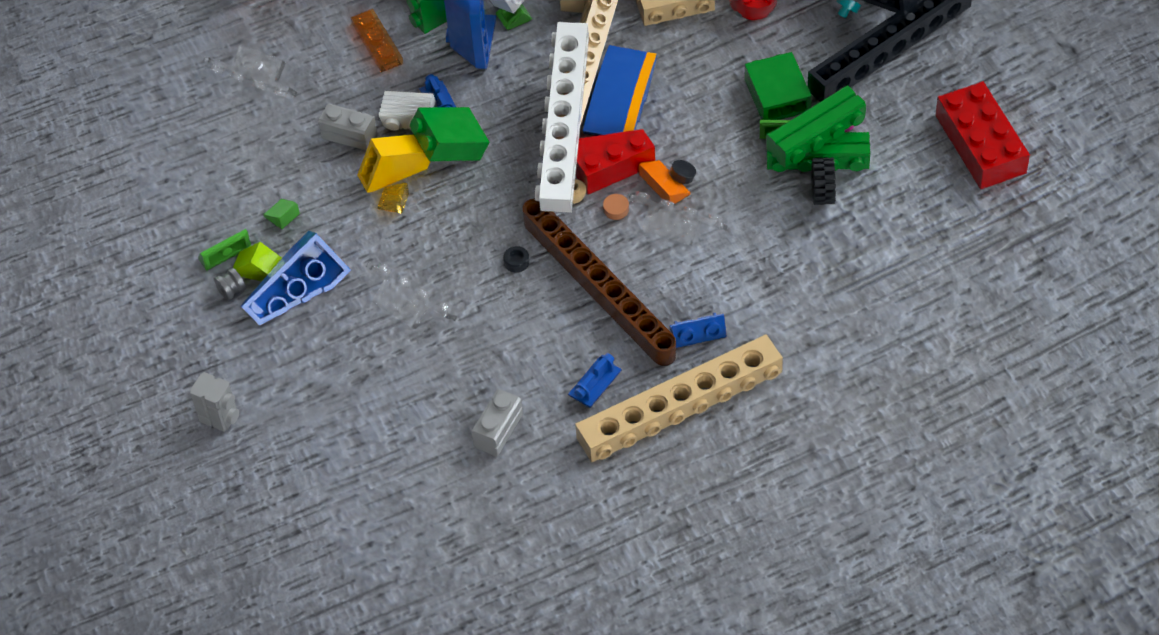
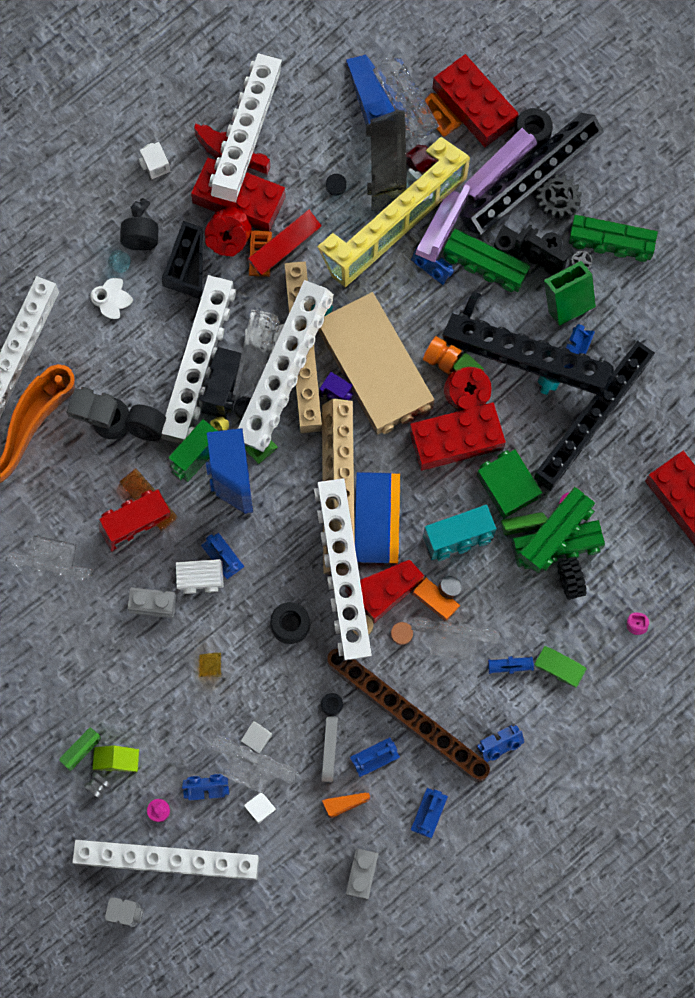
camera: 20 degrees left, 20 degrees up
(281, 366) = (166, 859): none -> white brick
(282, 213) = (118, 700): bright green slope -> none
(289, 323) = (158, 810): none -> dark pink tile
(300, 275) = (154, 762): blue wedge -> none
(350, 43) = (133, 518): none -> red wedge
(359, 309) = (214, 785): none -> blue hinge
(391, 161) = (203, 630): yellow slope -> none
(402, 341) = (259, 807): none -> white slope
(422, 272) = (256, 737): none -> white slope
(449, 134) = (244, 597): green brick -> none
(496, 184) = (296, 610): none -> black tyre
(498, 351) = (339, 805): none -> orange slope
(499, 298) = (329, 749): none -> light grey beam
(549, 316) = (375, 757): none -> blue hinge
(685, 386) = (558, 758): tan brick -> none
(706, 116) = (459, 533): none -> teal brick
(730, 34) = (457, 436): none -> red brick
(731, 256) = (510, 665): none -> blue pin
(790, 267) = (560, 666): none -> bright green slope
(890, 242) = (637, 623): none -> dark pink tile

